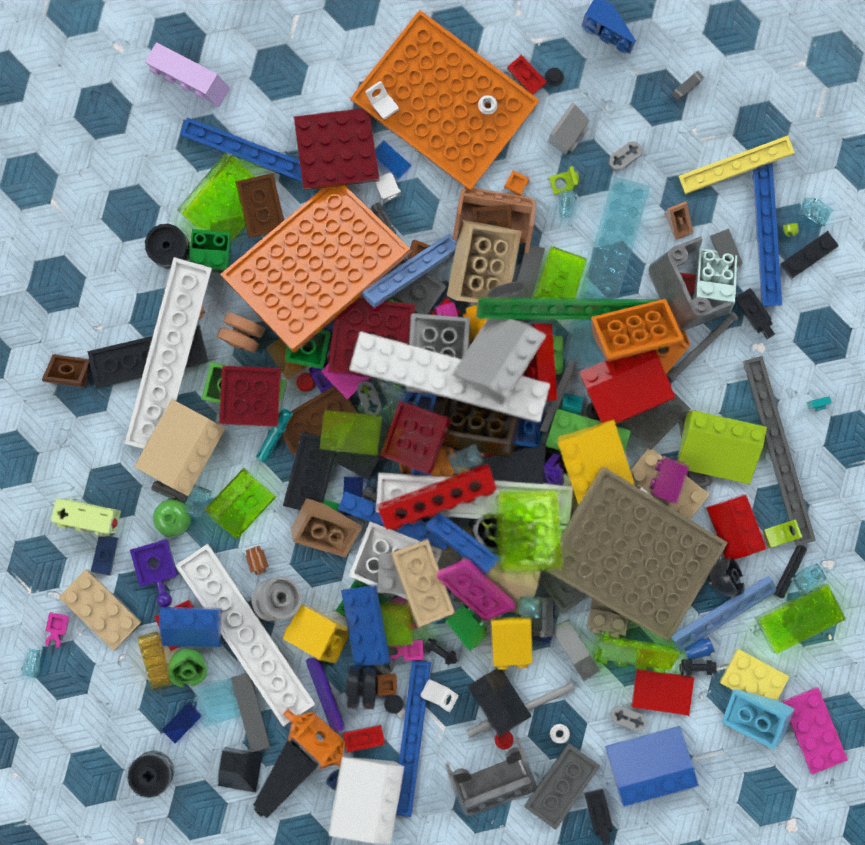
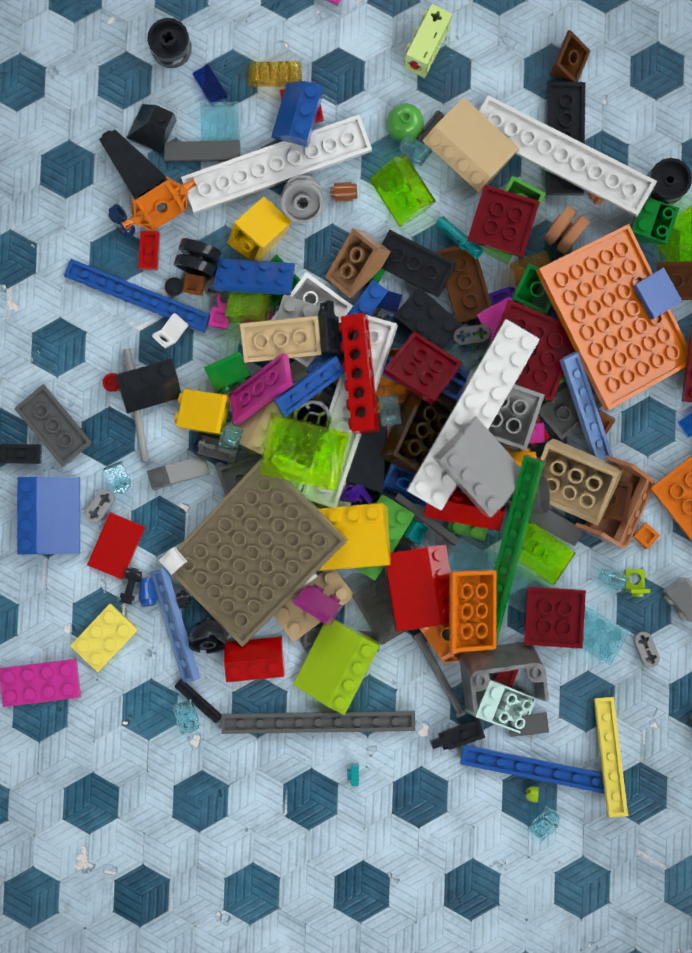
camera: 105 degrees right, 0 degrees up
(100, 609) = (336, 35): tan plate -> none
(104, 555) = (386, 52): dark blue plate -> none
(148, 575) = (357, 104): dark purple plate -> none
(187, 668) = (259, 100): bright green cylinder -> none
(281, 230) = (657, 293): none -> tile
(305, 382) = (502, 281): red plate -> none
(325, 694) = (199, 225): dark purple slope -> none
(351, 432) = (442, 309): clear neon green slope -> none
(366, 800) = (90, 235): white slope -> none
(378, 210) = (643, 396): dark grey axle -> none
(388, 188) = (672, 408): white bracket -> none
(400, 538) = (329, 329): none -> black hinge
(450, 657) = (203, 350): black bar -> none
(493, 784) = (72, 359): flat silver windscreen -> none
(563, 738) = (97, 436): white plate -> none
(596, 707) = (118, 478): none -> clear light blue bracket
(605, 619) = (199, 508): dark tan plate -> none
(619, 250) = (554, 617): none -> dark red plate
(634, 652) = (161, 527): clear neon green slope -> none
(663, 631) = (173, 560): none -> white plate
(679, 220) = (569, 685): nougat slope -> none
(697, 612) = (183, 599): none -> black plate
(758, 717) = (66, 630): medium azure slope -> none
(781, 534) = (236, 701): lime bracket -> none
(800, 618) = (150, 697): clear neon green brick -> none
(809, 255) = (502, 805): black plate -> none

